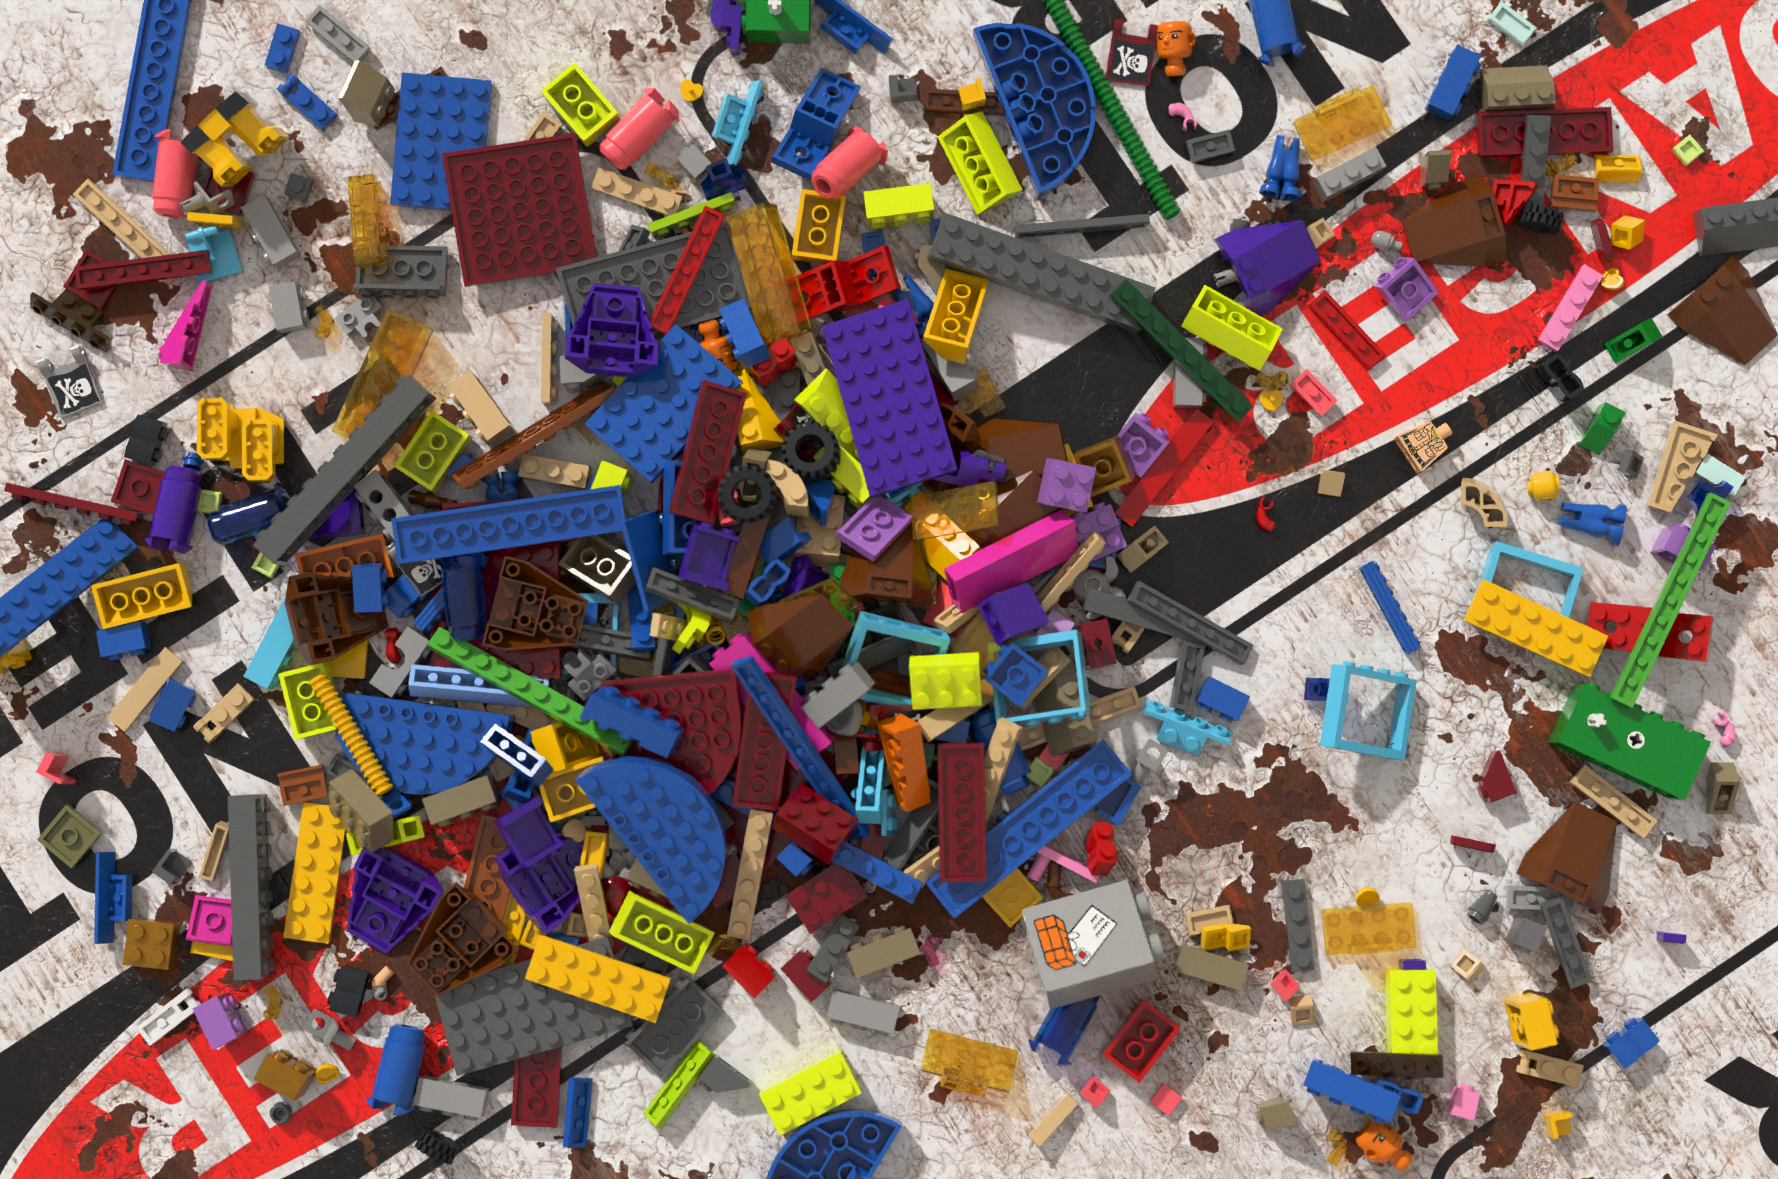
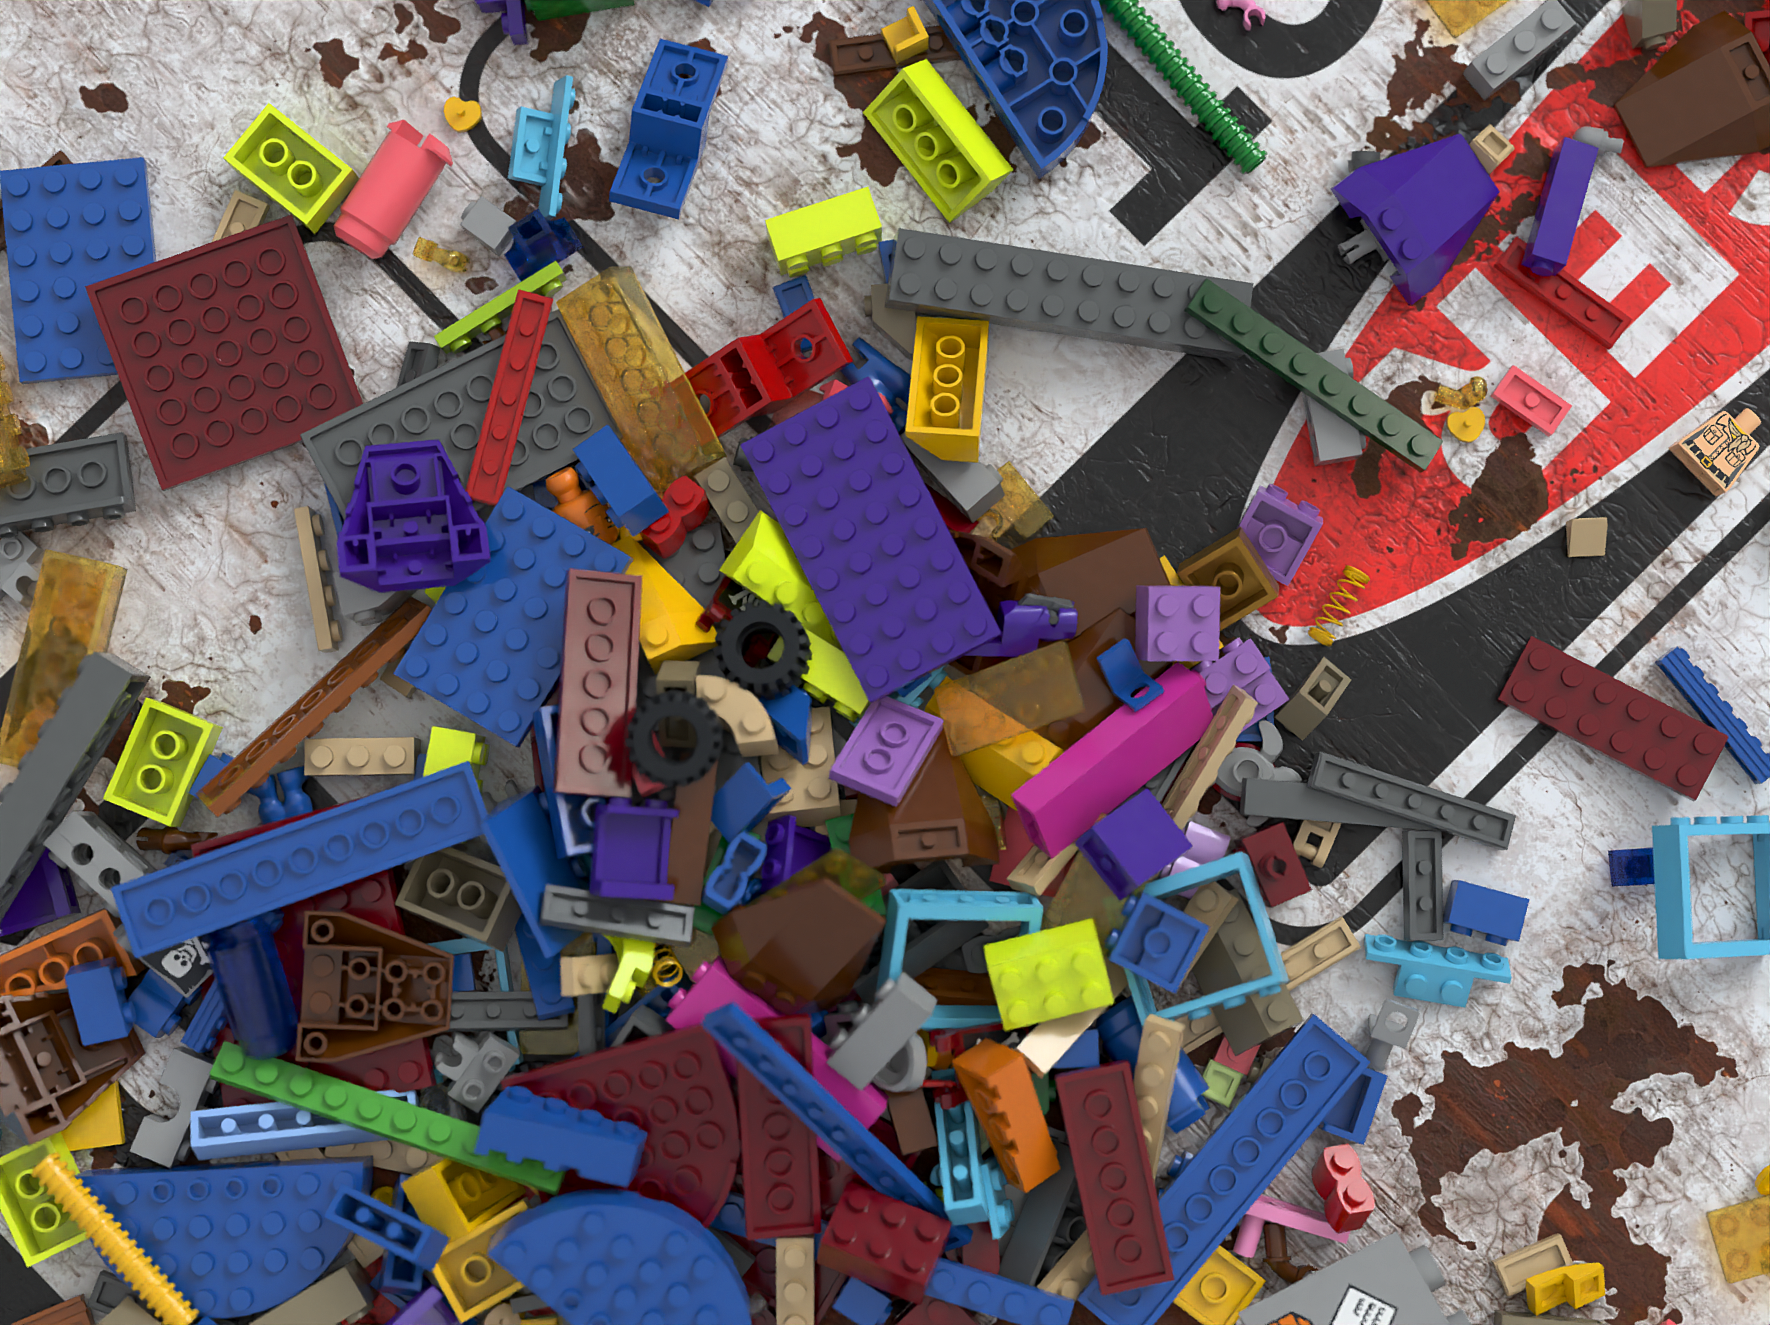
camera: 15 degrees left, 0 degrees up
(392, 652) = (158, 1093): red arm -> none
(480, 409) = (225, 679): tan brick -> none
(636, 192) = (406, 290): tan plate -> none
(818, 228) = (704, 289): yellow brick -> none
(848, 164) = (732, 181): coral piece -> none
(902, 89) = (793, 48): dark grey panel -> none
(1028, 510) = (1126, 675): none -> blue bracket
(1081, 226) = (1117, 208): dark grey tile -> none
(1154, 511) = (1321, 636): none -> yellow piece
(1163, 467) = (1320, 563): red tile -> none
(1210, 146) = (1292, 46): dark grey plate -> none
(1232, 327) = (1385, 323): neon yellow brick -> none
(1262, 519) = (1490, 614): red arm -> none
(1284, 166) = (1417, 56): blue piece -> none
(1297, 925) = (1673, 1245): dark grey plate -> none
(1324, 596) = (1613, 718): none -> dark red plate
(1354, 277) = (1559, 207): none -> dark purple brick
(1406, 288) = (1642, 208): medium lavender plate -> none

